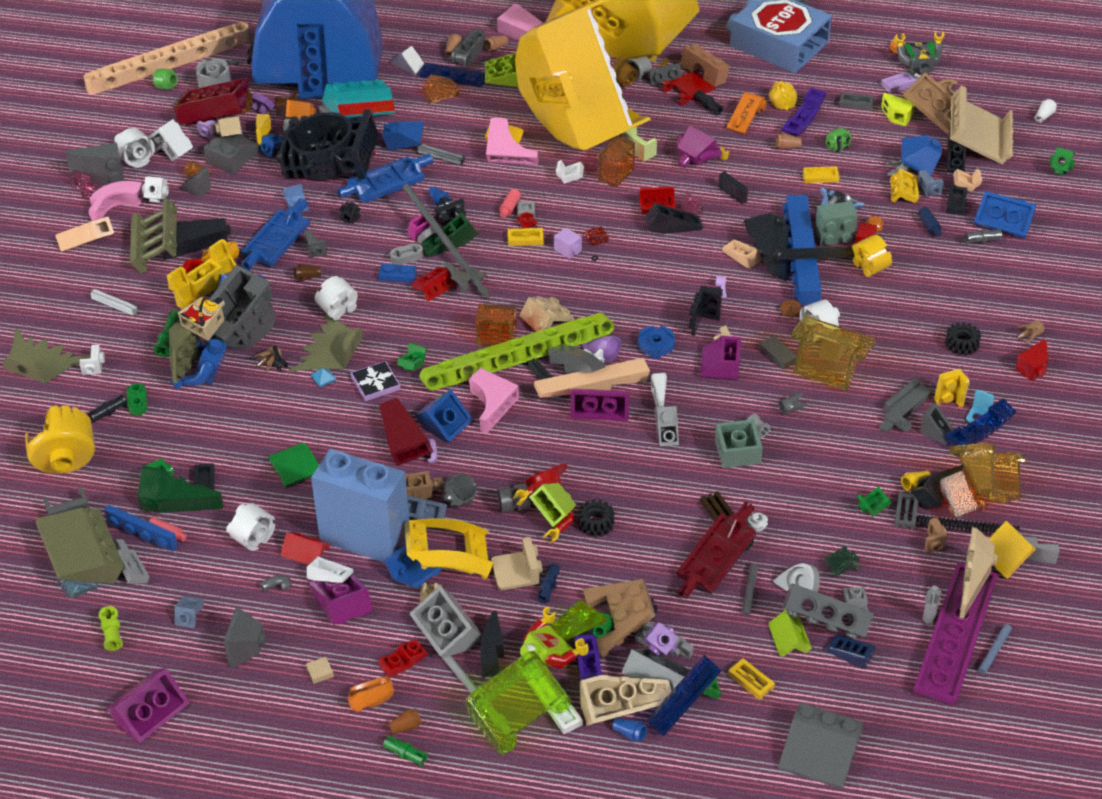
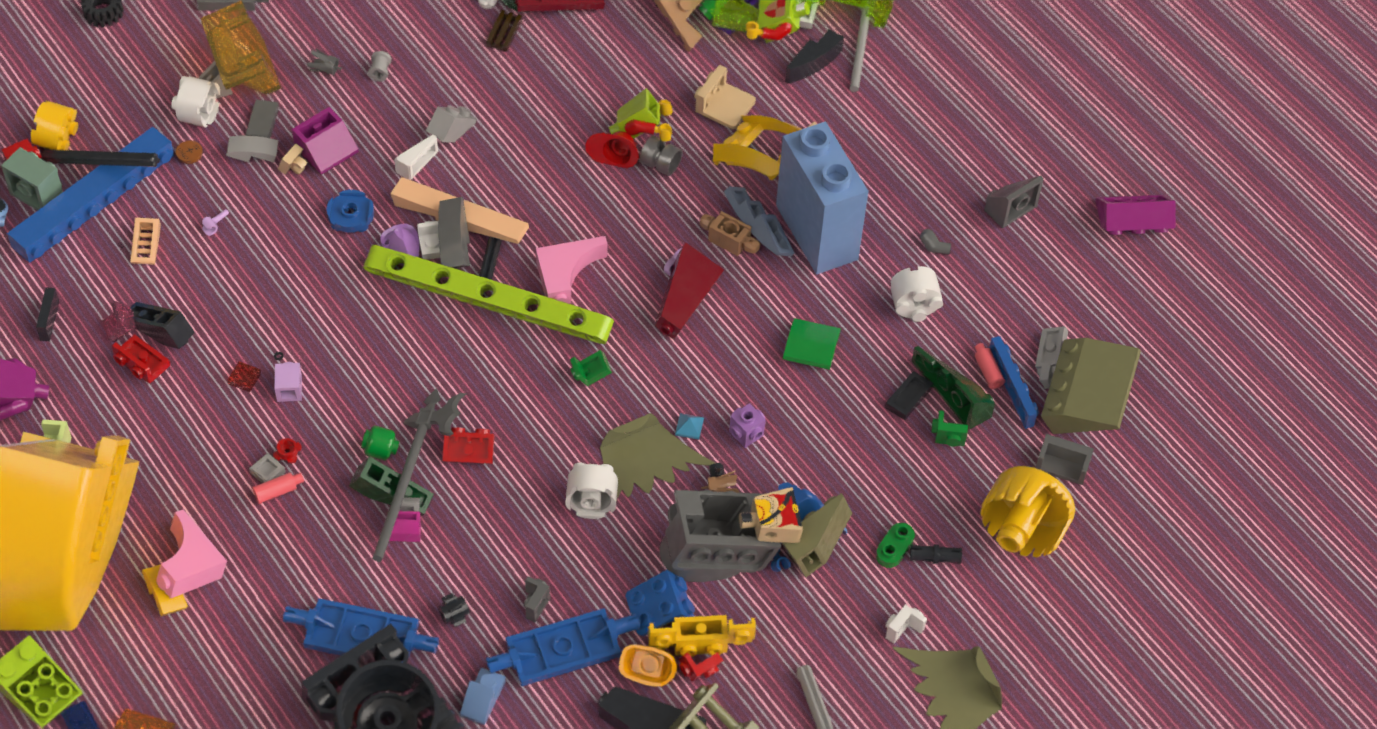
camera: 140 degrees left, 10 degrees up
(110, 626) = (1115, 302): lime connector -> none
(163, 338) = (804, 595): green pin -> none
(187, 610) = (1033, 270): sand blue bracket -> none
(285, 390) = (747, 425): none -> medium lavender brick
(303, 547) = (879, 255): red panel -> none
(305, 272) = (581, 568): reddish brown cone -> none
(319, 670) = (967, 144): tan tile -> none
(327, 571) = (891, 222): white slope -> none
(343, 599) = (893, 185): magenta slope -> none
(370, 693) = (948, 86): orange piece -> none
(375, 381) = (646, 379): tile -> none
(397, 273) = (487, 494): blue plate -> none
(402, 134) = (266, 685): blue slope -> none
(405, 750) = (959, 35): green pin -> none
(406, 254) = (452, 511): light grey beam -> none
(406, 656) = (885, 104): red slope -> none
(406, 721) = (939, 52): dark orange cone -> none
(436, 194) = (335, 558): blue cone -> none
(441, 154) = (260, 625): axle -> none
(444, 416) = (635, 282): blue slope -> none
(445, 623) = (833, 93): light grey slope -> none
(448, 208) = (349, 525): black hips -> none
(459, 490) = (701, 197): dark grey hair -> none
(482, 250) = (379, 443): none -> green head
(495, 324) = (480, 327): clear orange brick -> none
(525, 237) = (325, 446): yellow tile -> none
(542, 312) = (412, 314): tan bracket -> none
(548, 583) = (702, 76): dark blue pin -> none
(569, 173) = (167, 472): white bracket -> none
(596, 509) = (606, 84): black tyre -> none
(600, 404) = (481, 178): magenta slope -> none
(616, 161) = (120, 420): clear orange brick -> none
(707, 305) = (277, 195): black bracket -> none
(738, 443) = (421, 55): sand green brick -> none
(757, 329) = (246, 146): none -> light grey slope
(770, 234) = (107, 222): black wedge -> none

